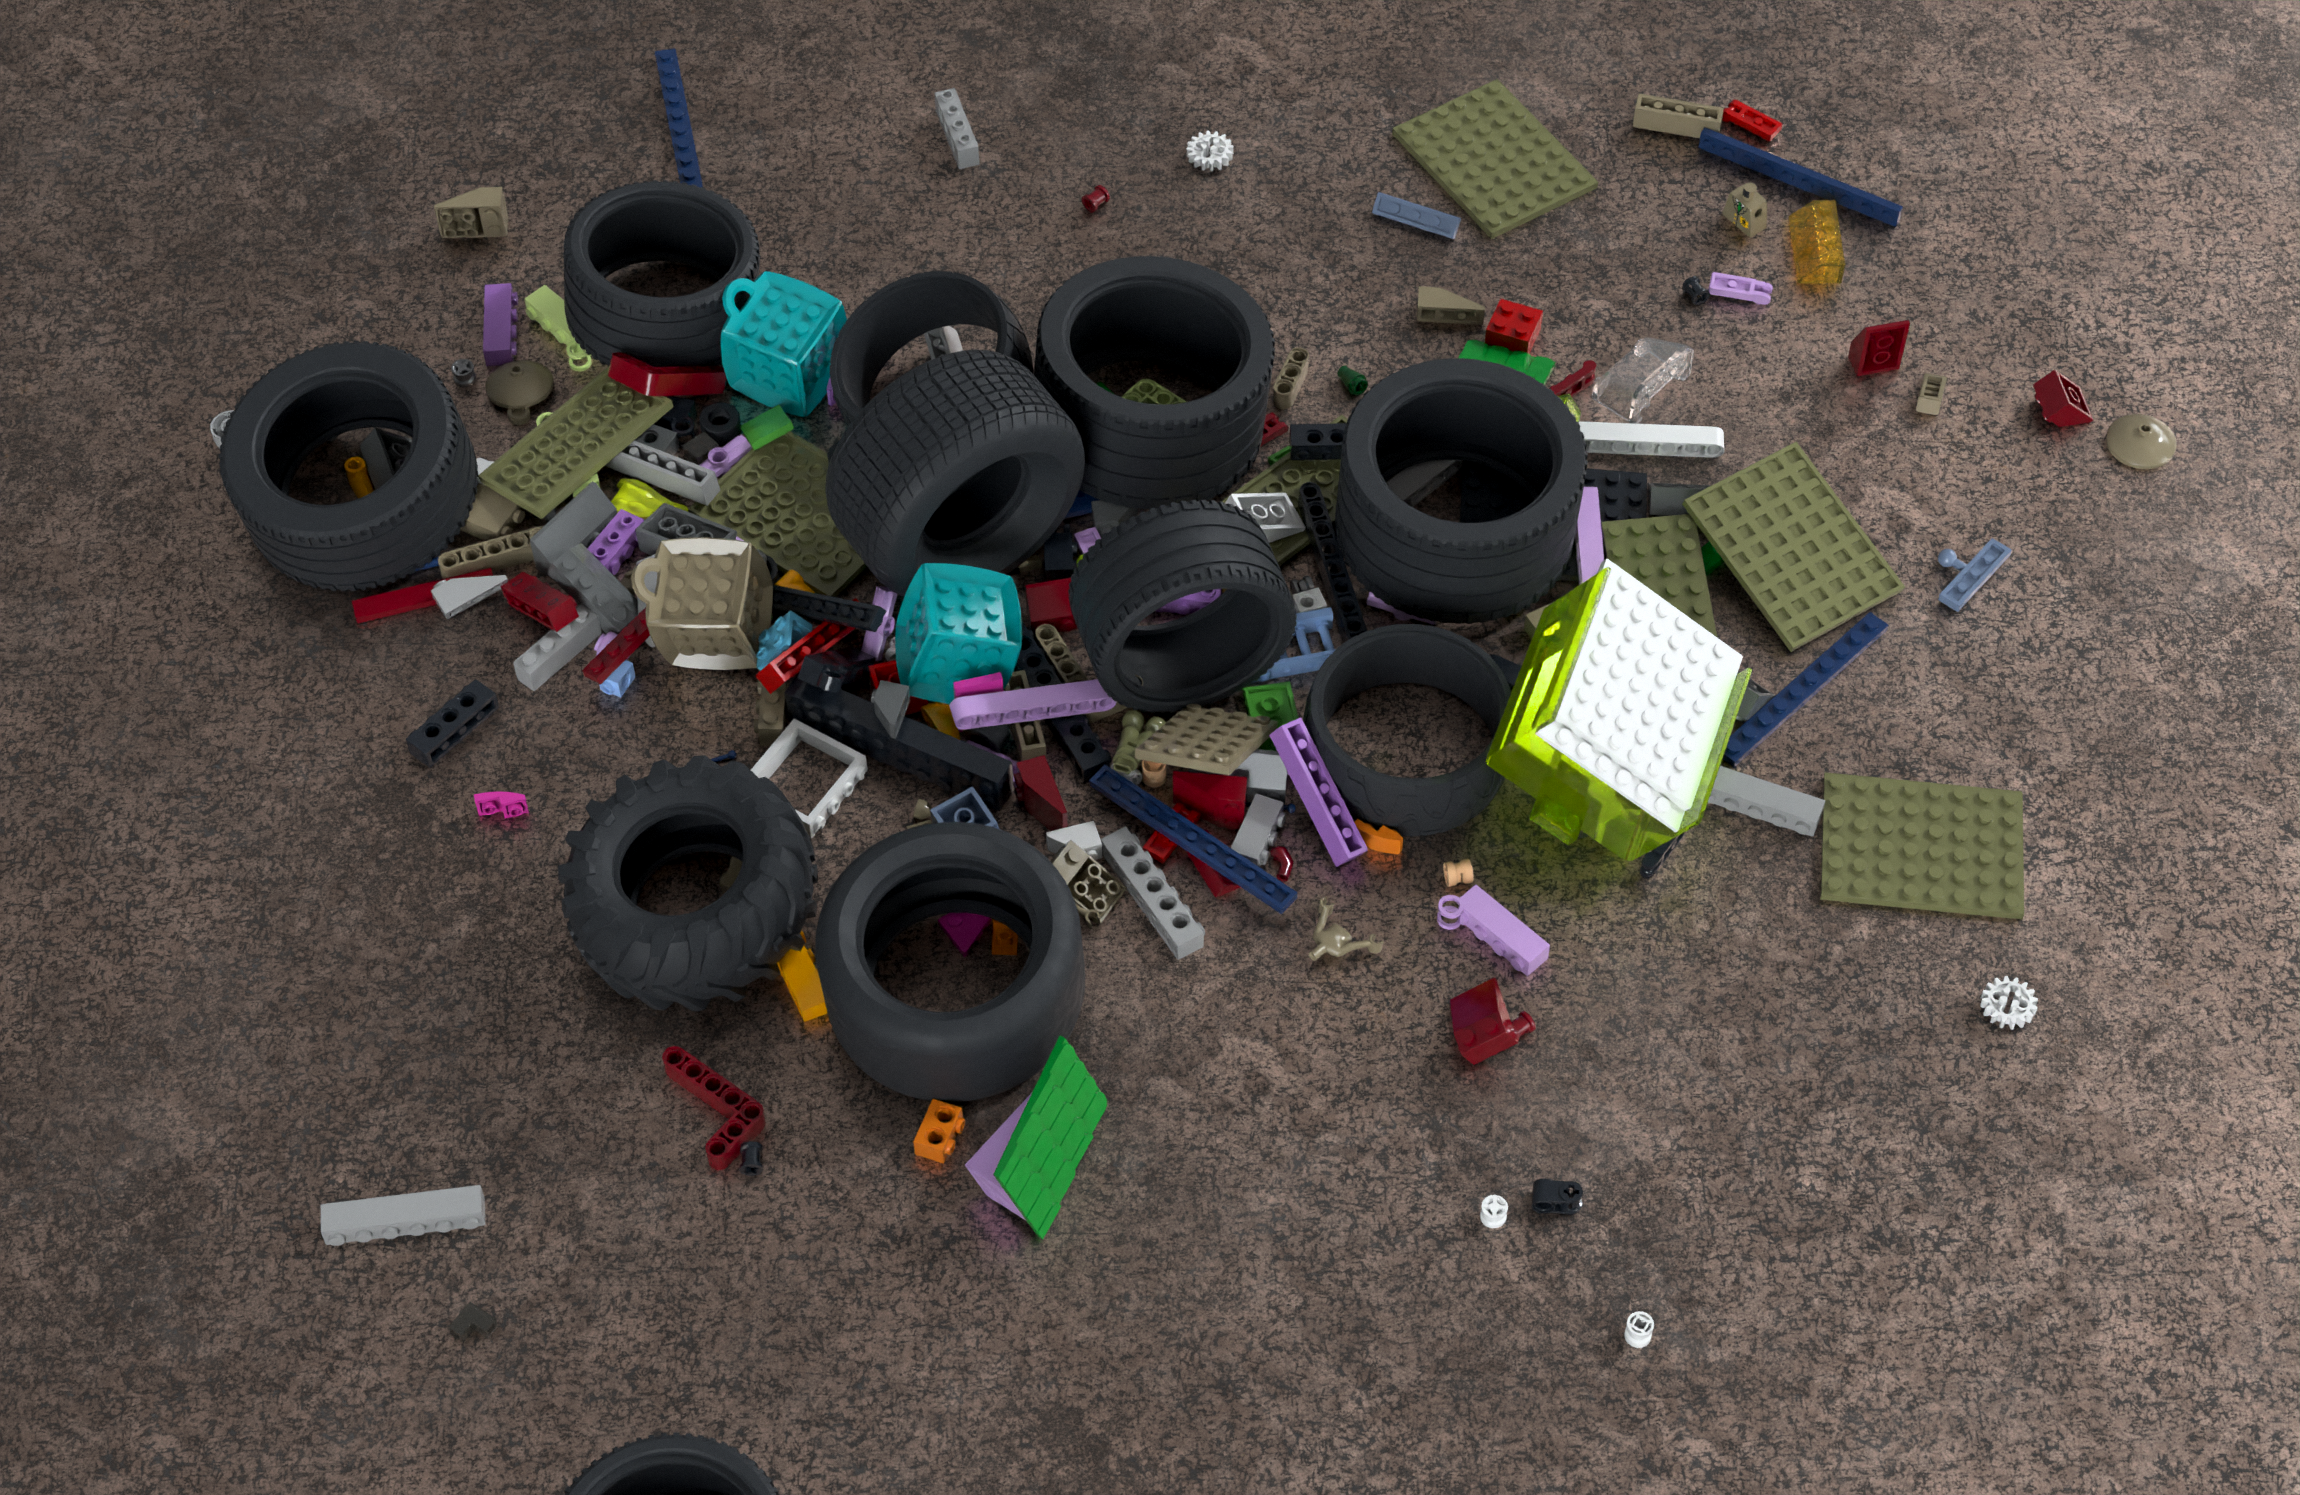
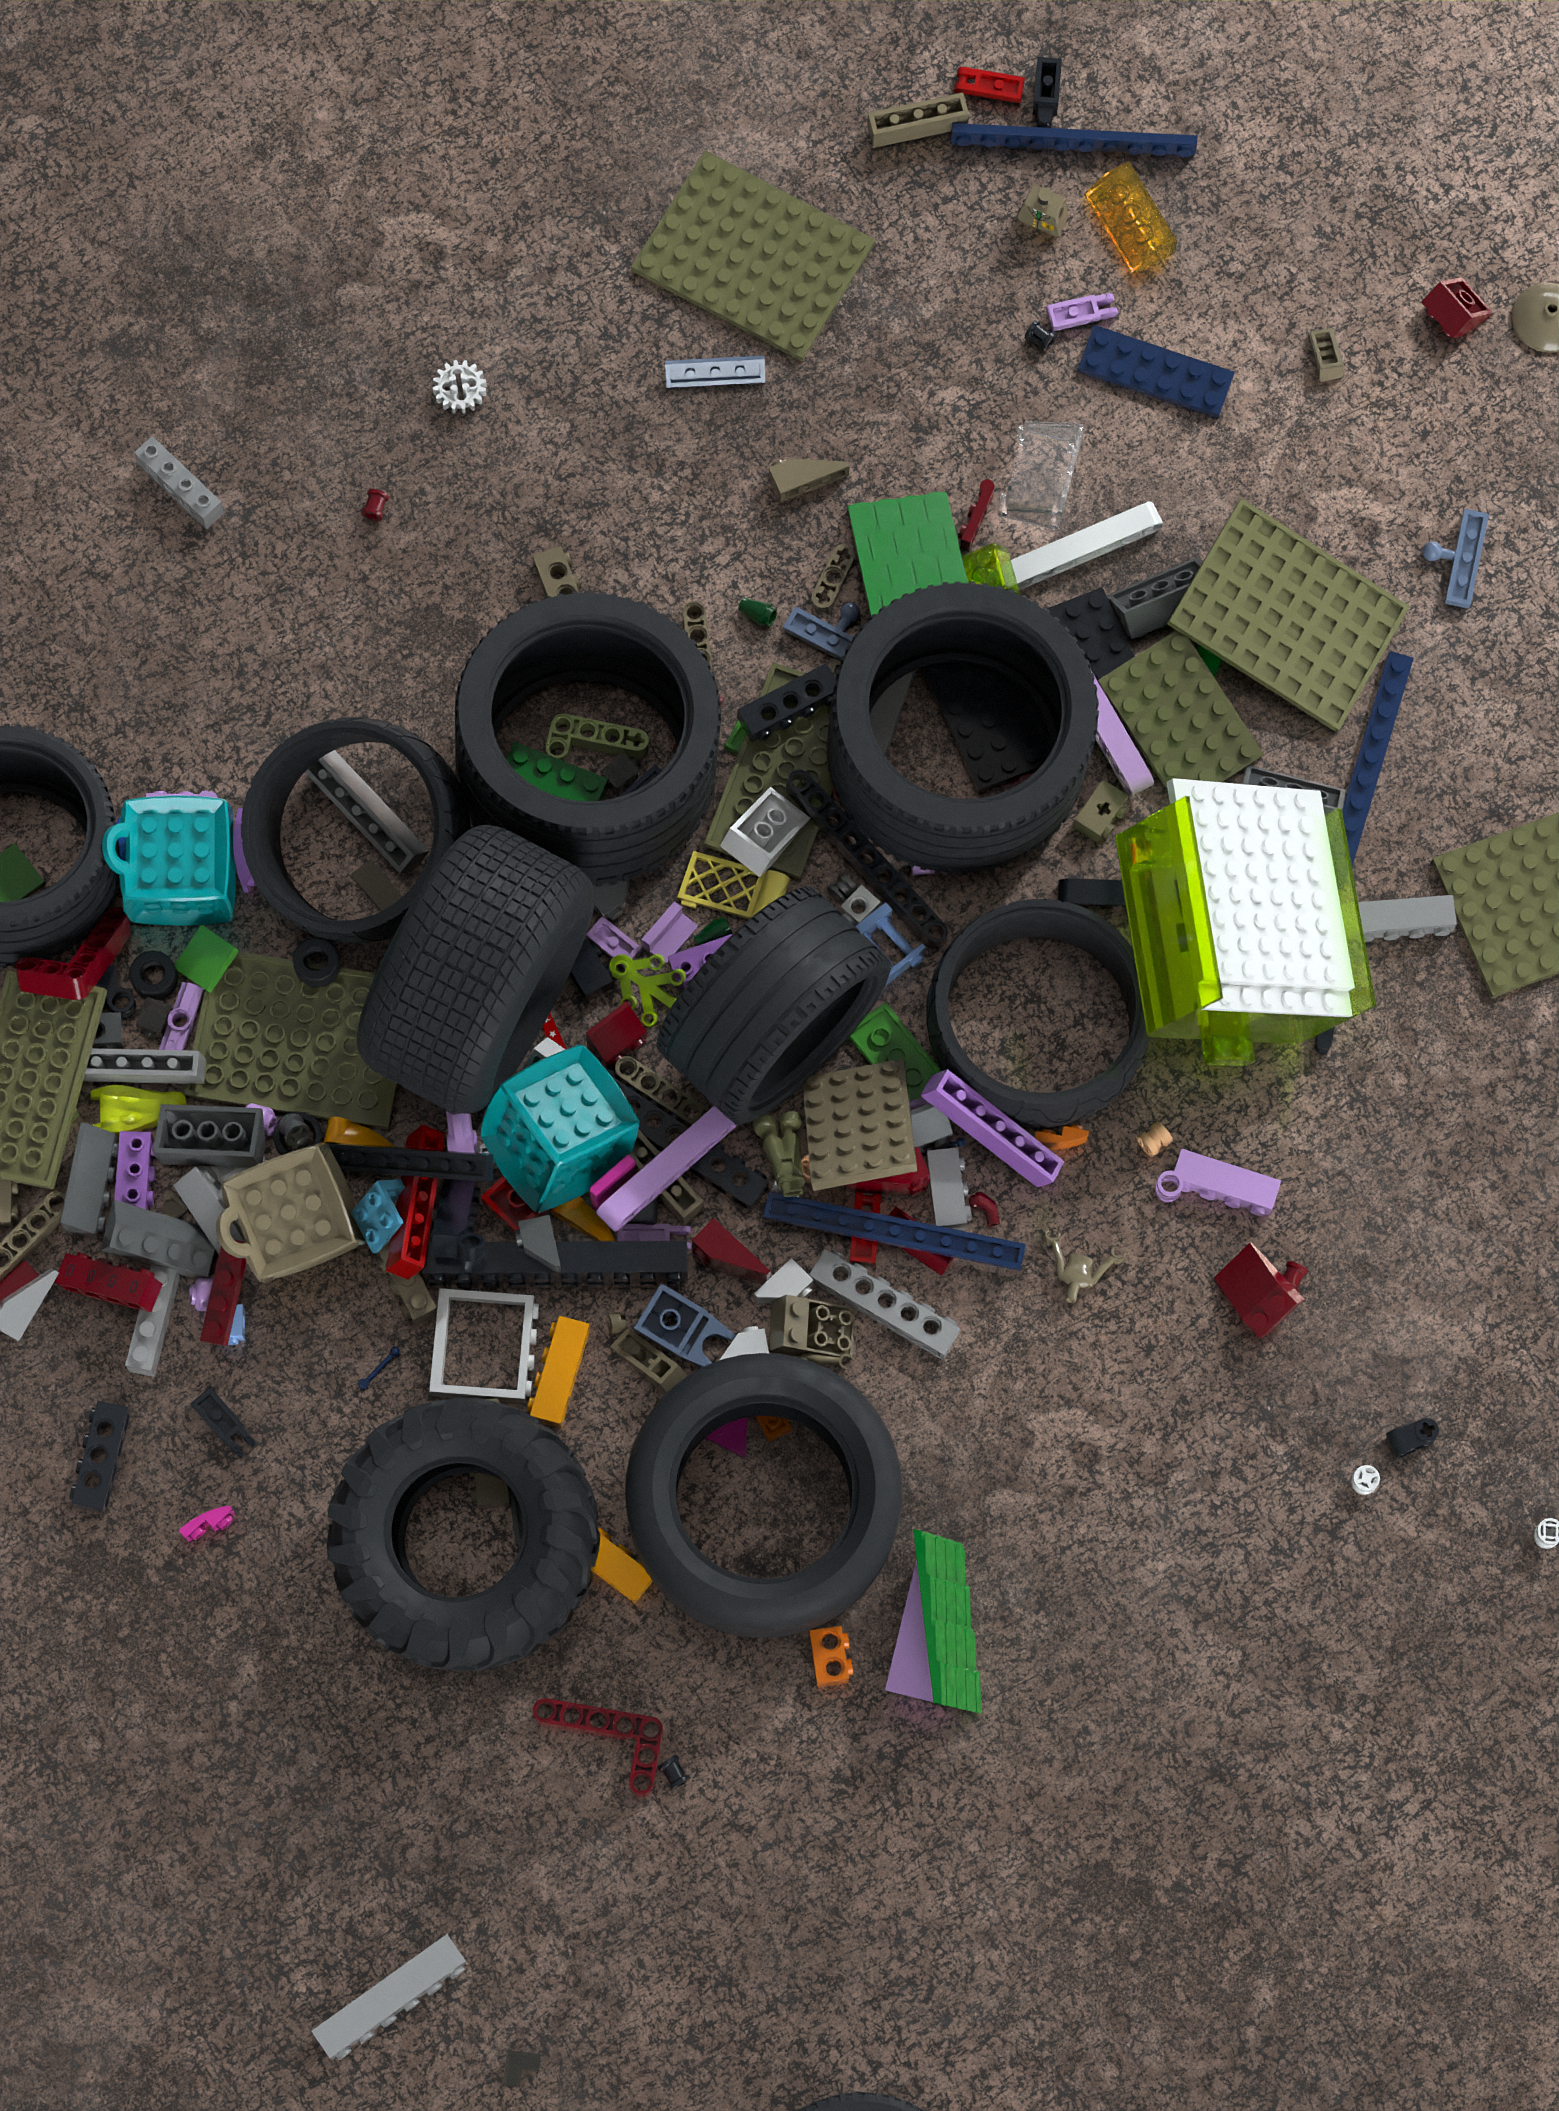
camera: 30 degrees left, 20 degrees up
(563, 740) = (221, 1420): none -> black hinge
(853, 822) = (559, 1372): none -> light orange brick
(1514, 326) = (886, 471): red brick -> none
(1779, 351) = (1156, 371): none -> dark blue plate
(1796, 134) = (1046, 90): none -> black hinge
(1879, 348) = (1256, 331): dark red slope -> none

